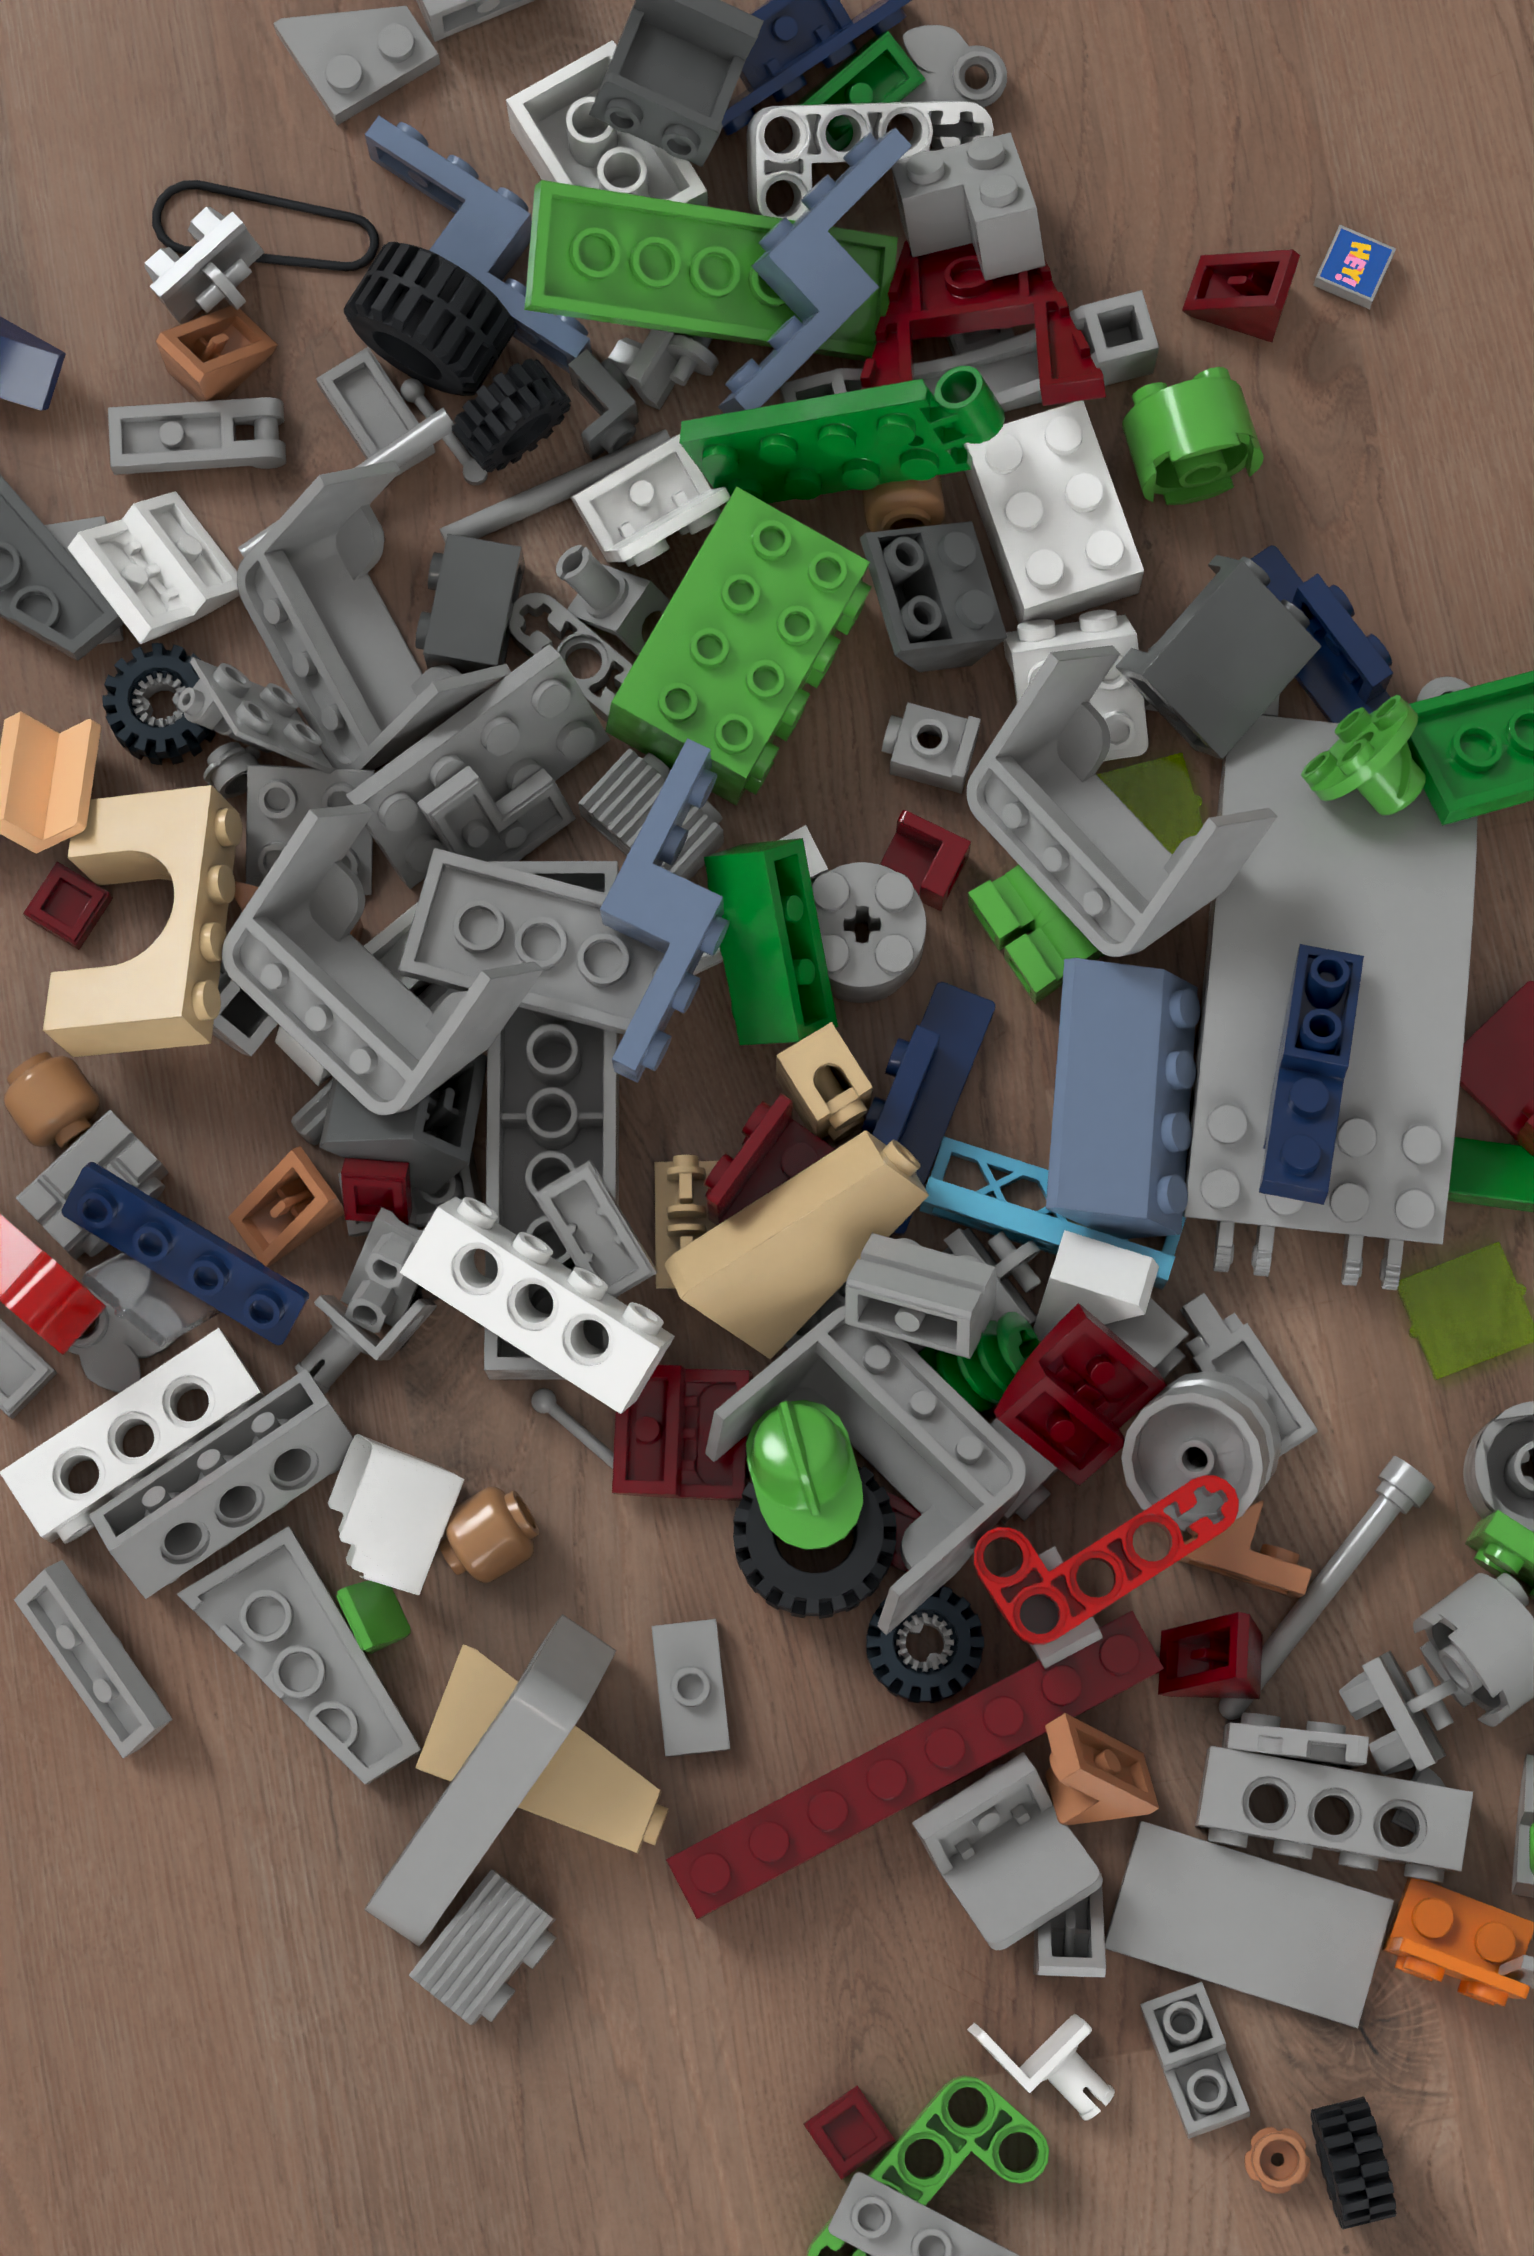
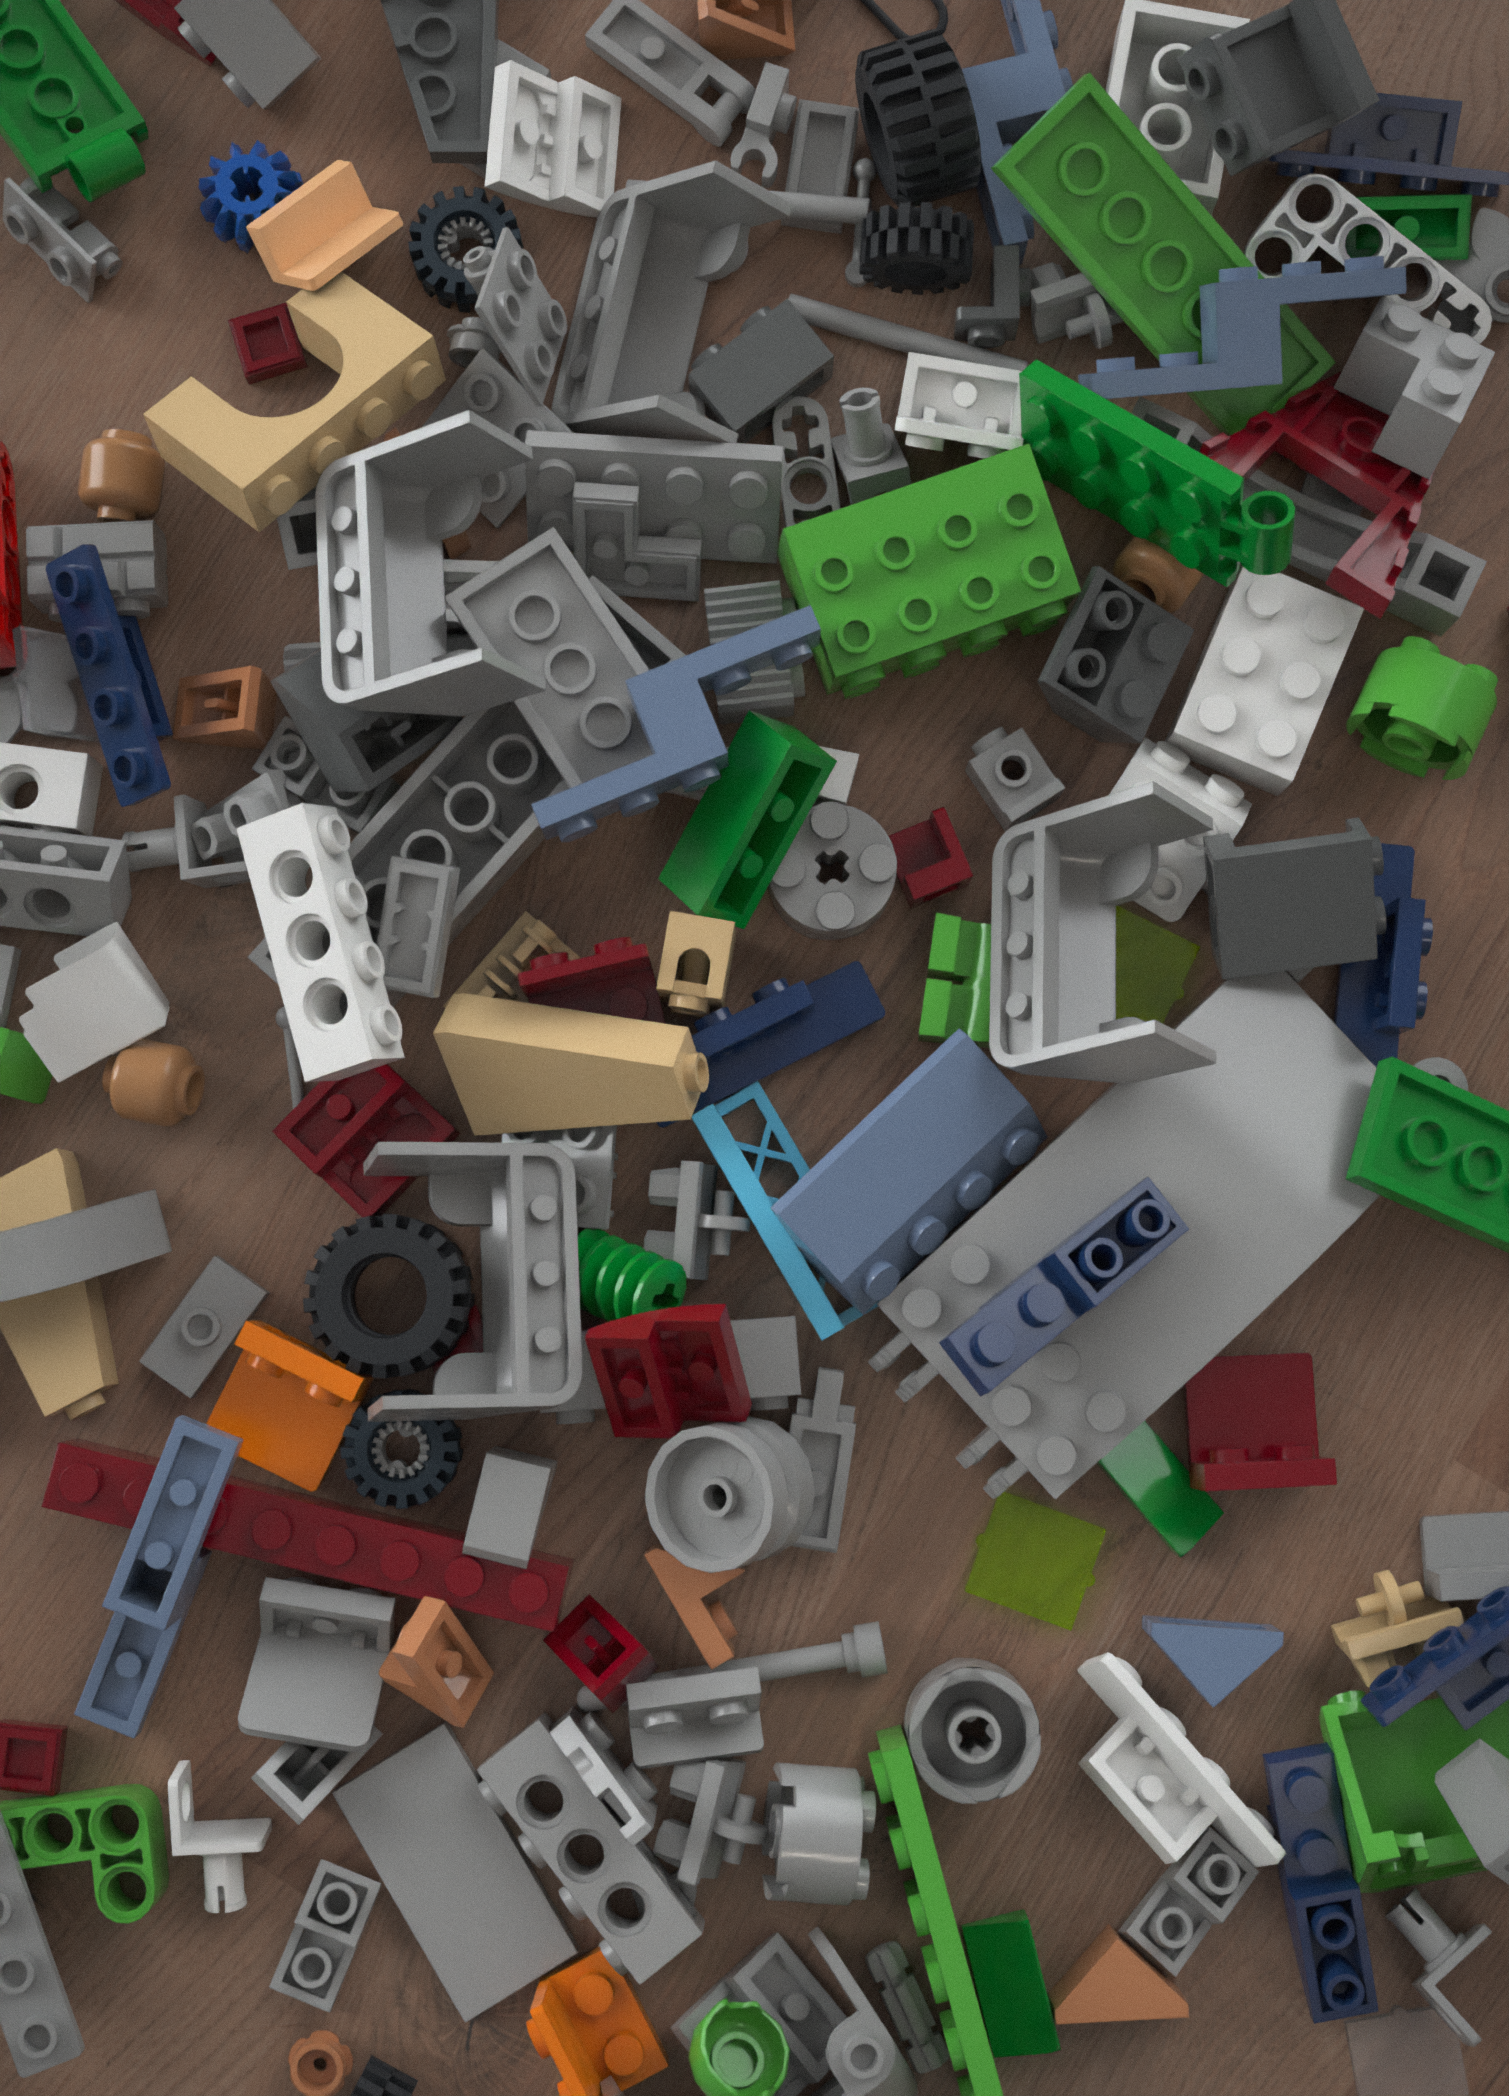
camera: 40 degrees right, 5 degrees up
(305, 406) = (768, 113): none -> light grey plate
(374, 1185) = (293, 748): dark red tile -> none
(805, 1474) = (414, 1246): bright green piece -> none
(808, 1688) = (288, 1404): none -> orange bracket
(832, 1893) = (158, 1575): none -> sand blue bracket
(921, 1295) = (615, 1190): light grey brick -> none
(1098, 1276) = (762, 1296): white slope -> none
(1113, 1549) = (584, 1514): red beam -> none
(1322, 1643) = (695, 1718): none -> light grey bracket
(1371, 758) = (1335, 1080): bright green plate -> none

